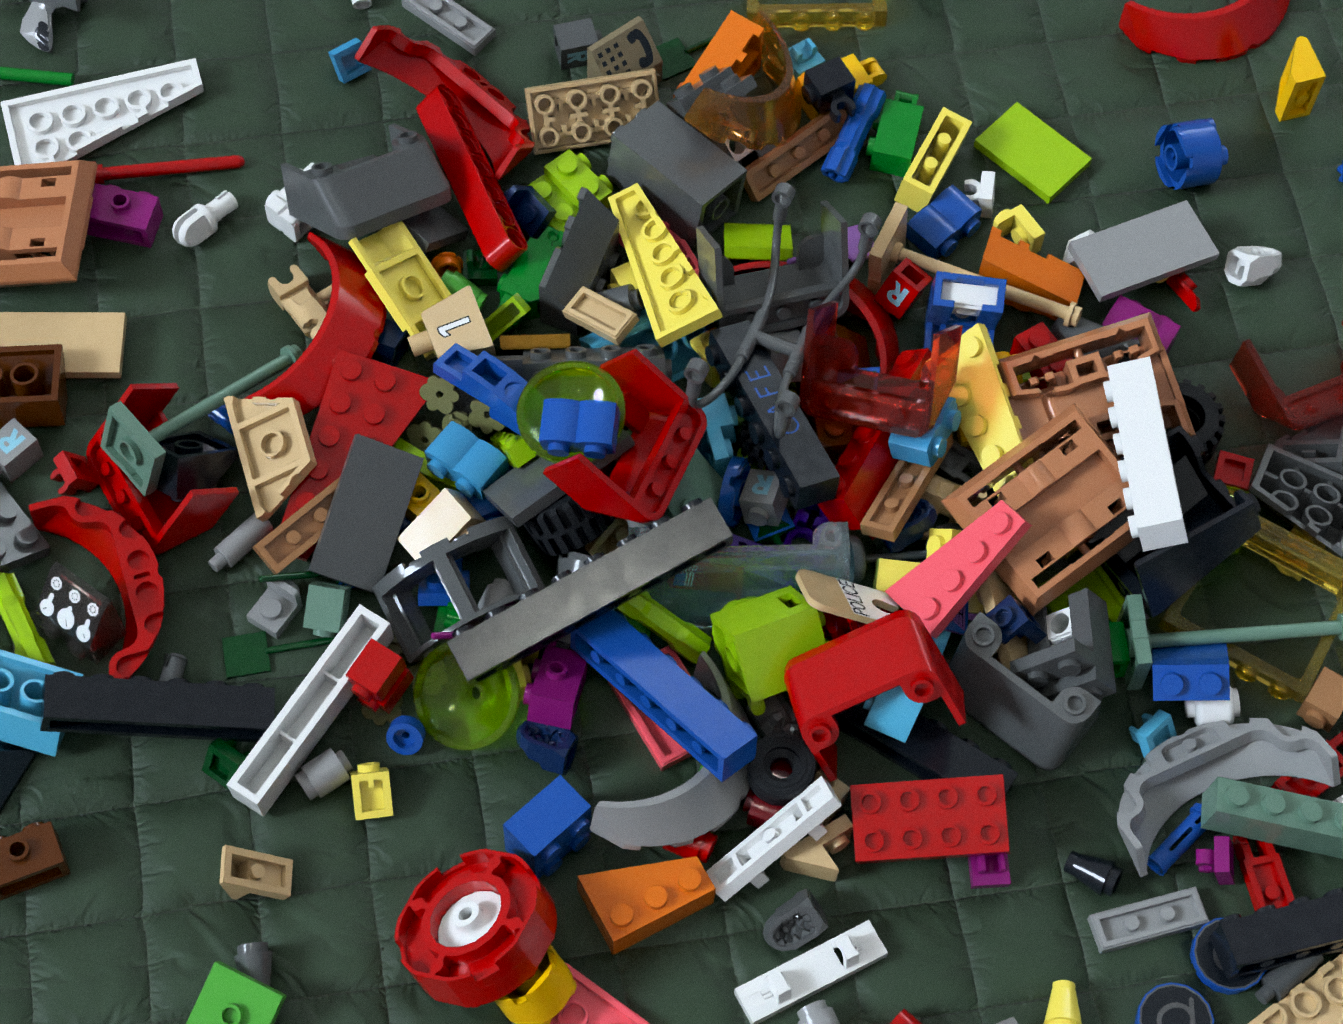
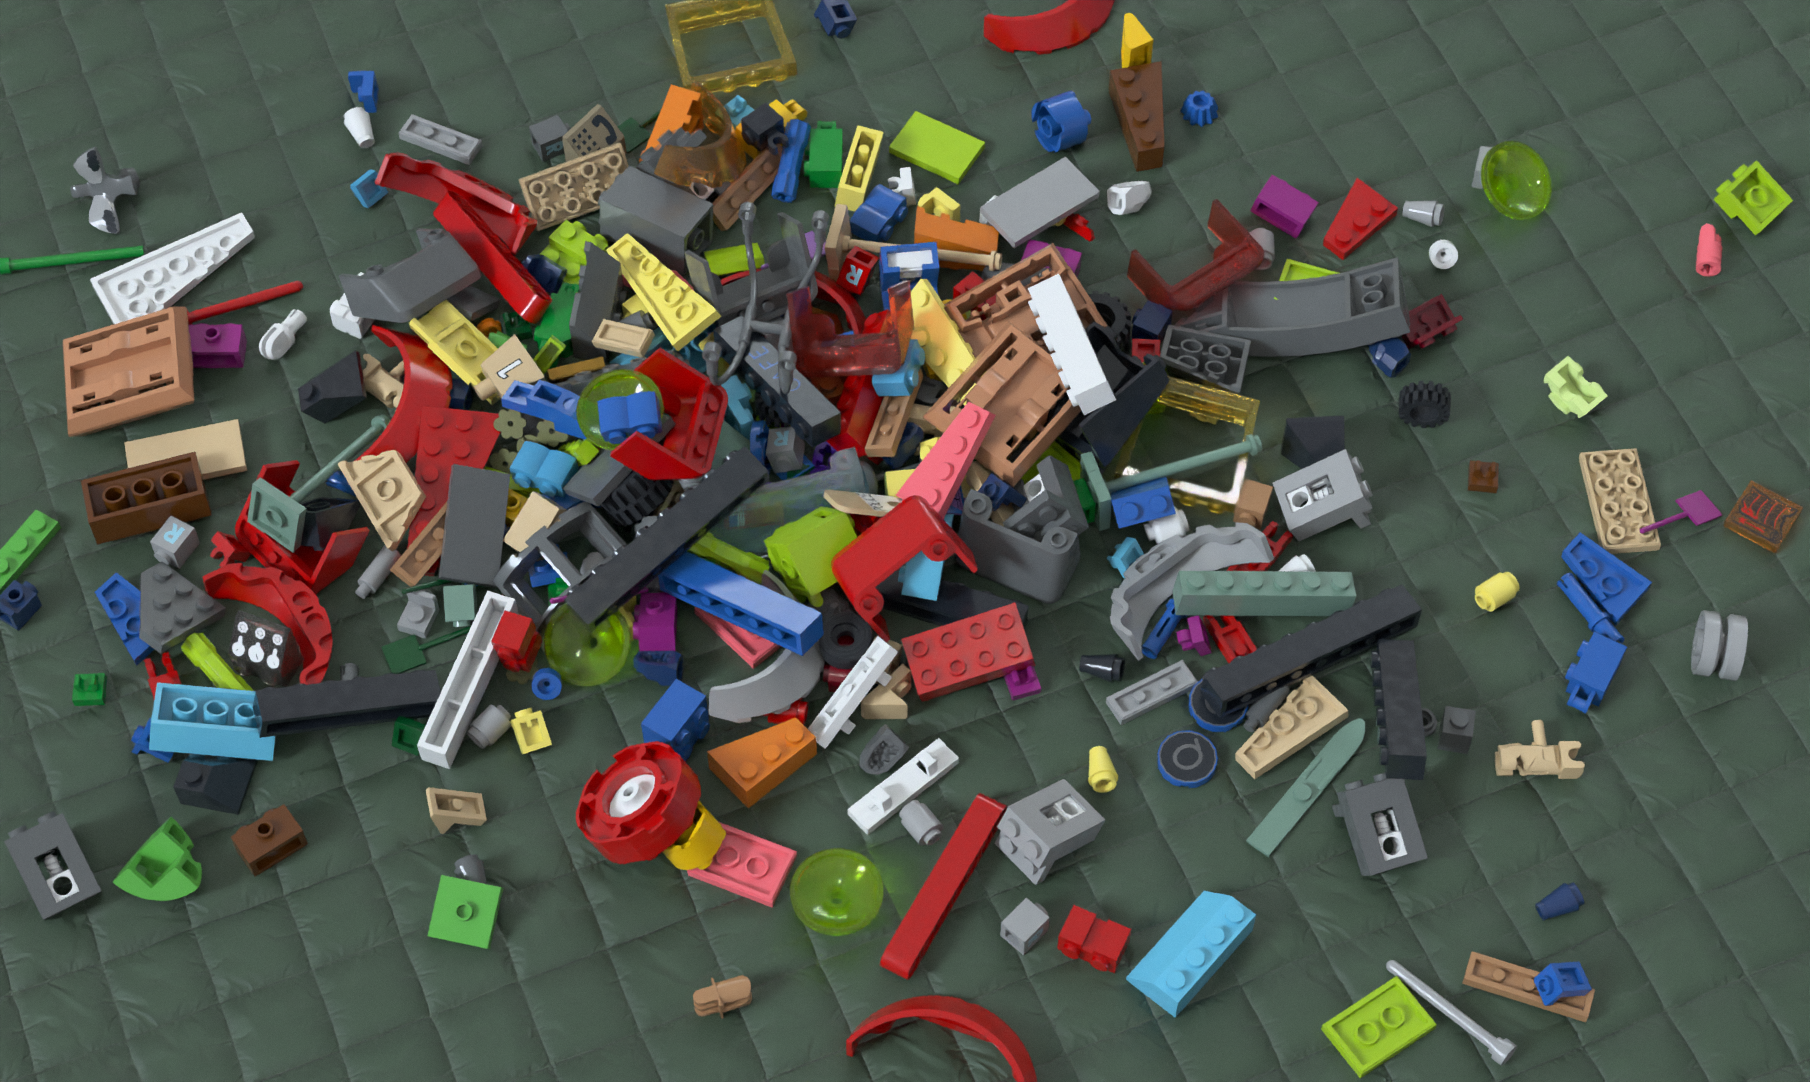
camera: 10 degrees left, 5 degrees down
(244, 301) = (334, 389): none -> black slope
(1247, 433) = (1151, 322): none -> dark blue brick
(1289, 158) = (1139, 108): none -> reddish brown wedge

